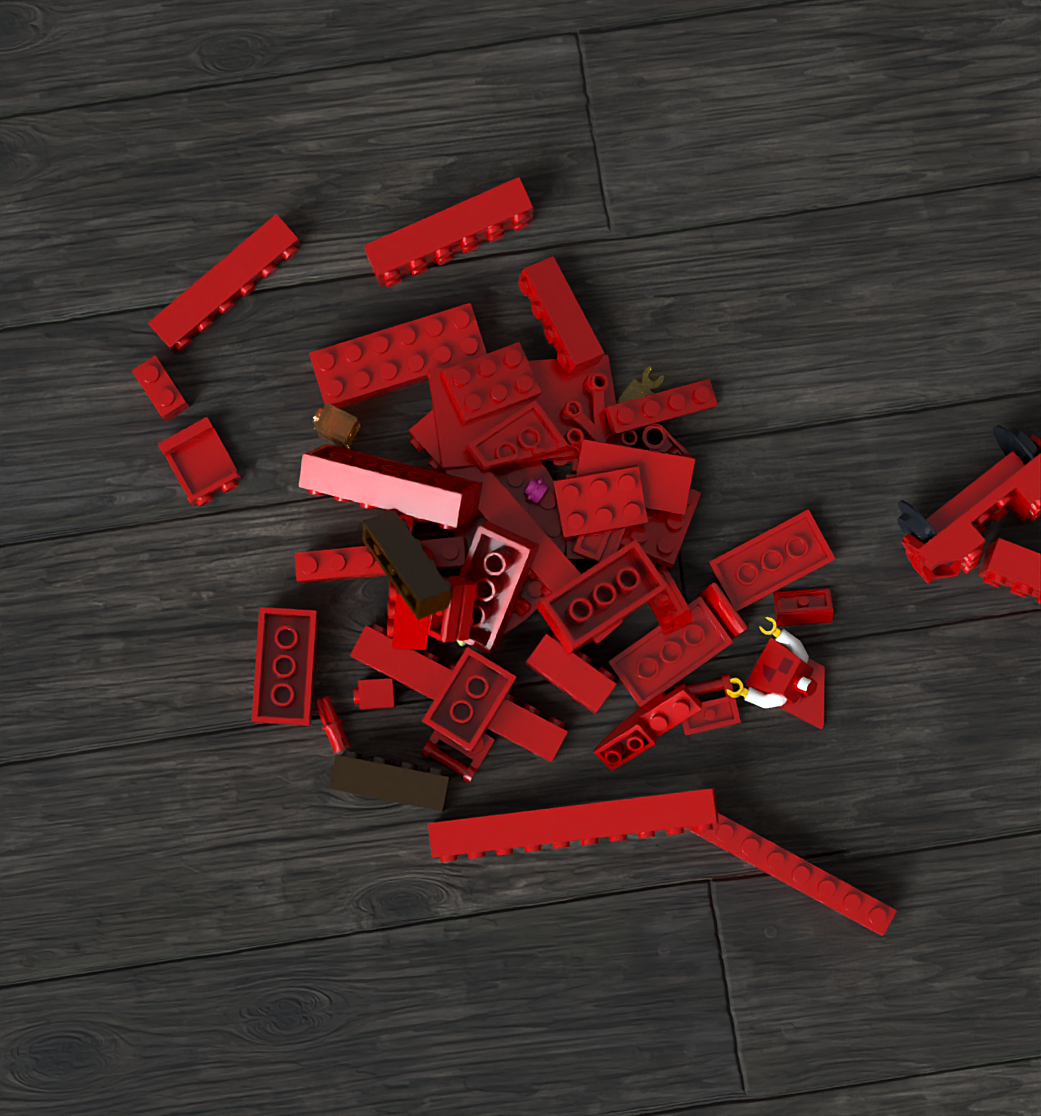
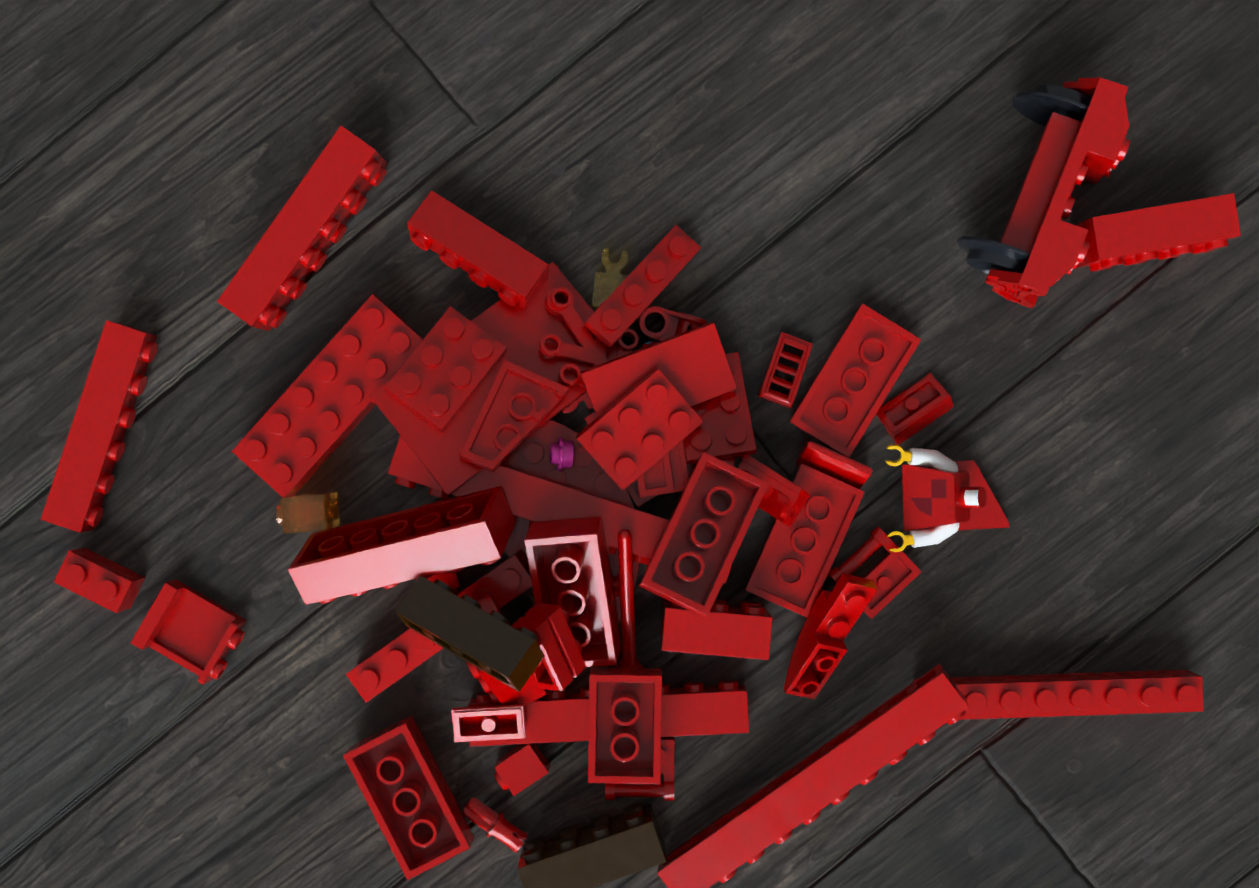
camera: 30 degrees left, 5 degrees up
(376, 642) = (489, 723): none -> red slope
(522, 614) = (627, 608): none -> red piece
(710, 541) = (774, 396): none -> red slope

